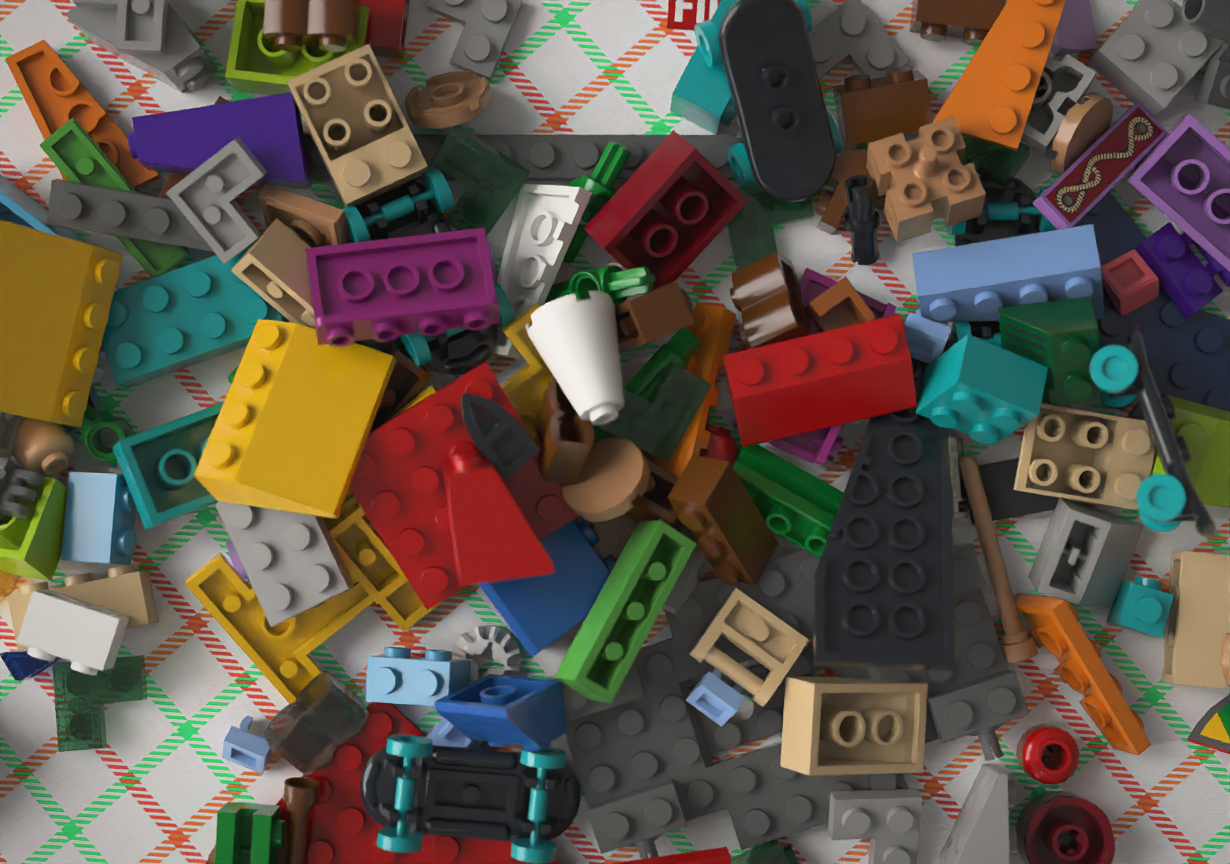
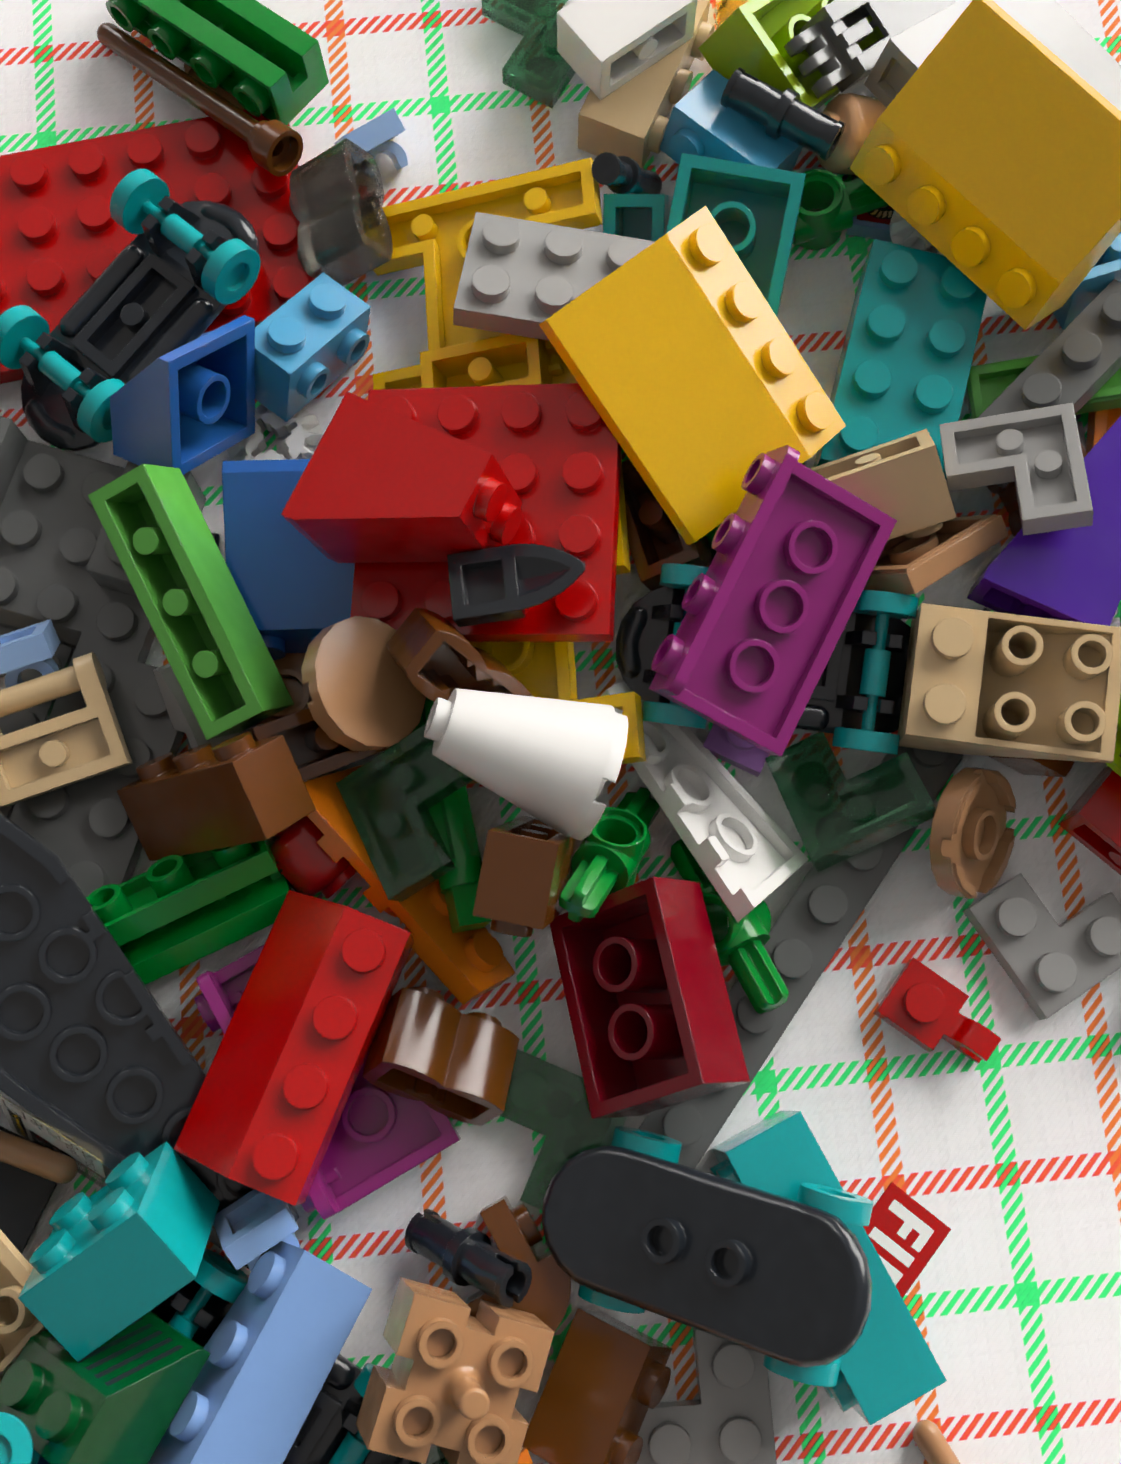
camera: 125 degrees right, 10 degrees down
(71, 491) = (782, 113): none -> black pin
(174, 563) = (625, 175): none -> black piece
(198, 537) = (636, 215): none -> teal brick
(561, 66) = (928, 1009): none -> red plate
(839, 307) = (370, 1141): dark orange panel -> none

